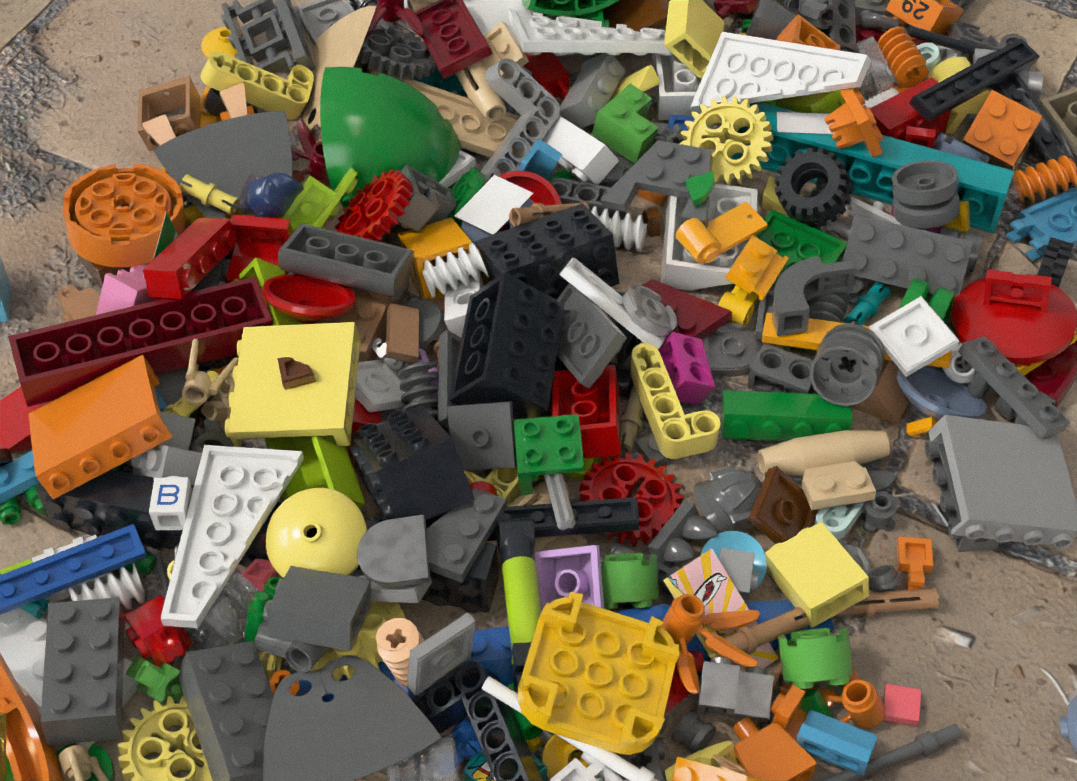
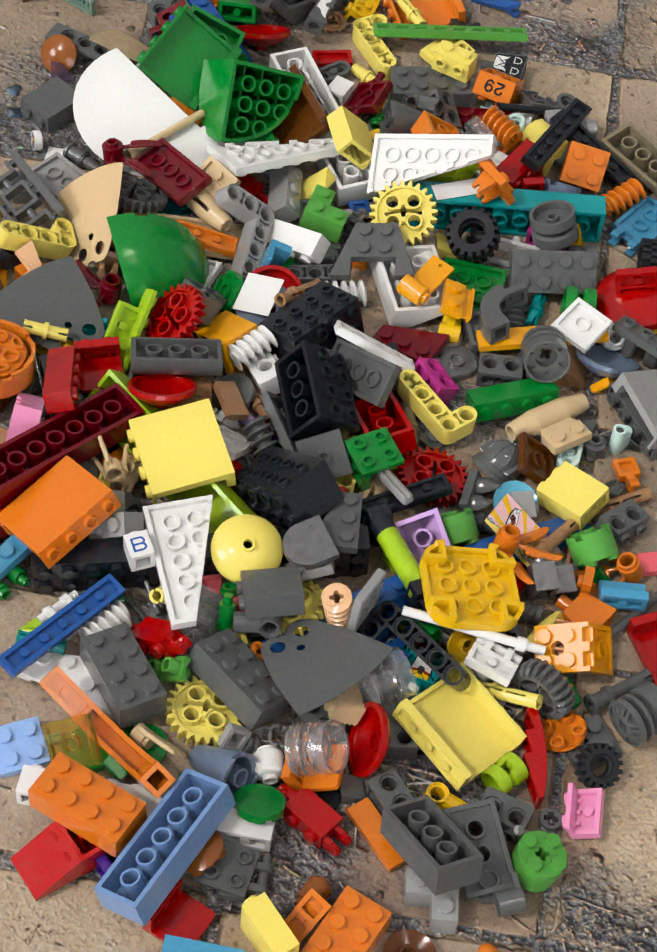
camera: 25 degrees left, 0 degrees up
(269, 194) = (94, 321): dark blue hair -> none
(294, 373) = (183, 443): reddish brown tile -> none
(469, 125) = (212, 239): none -> orange tile
(648, 312) = (403, 350): light grey tile -> none
(653, 220) = (368, 280): reddish brown tile -> none
(700, 187) = (402, 251): green tile -> none
(872, 20) = (466, 102): dark grey arm -> none
(885, 631) = (625, 521): none -> dark grey brick
(920, 508) = (619, 439): none -> light aqua piece

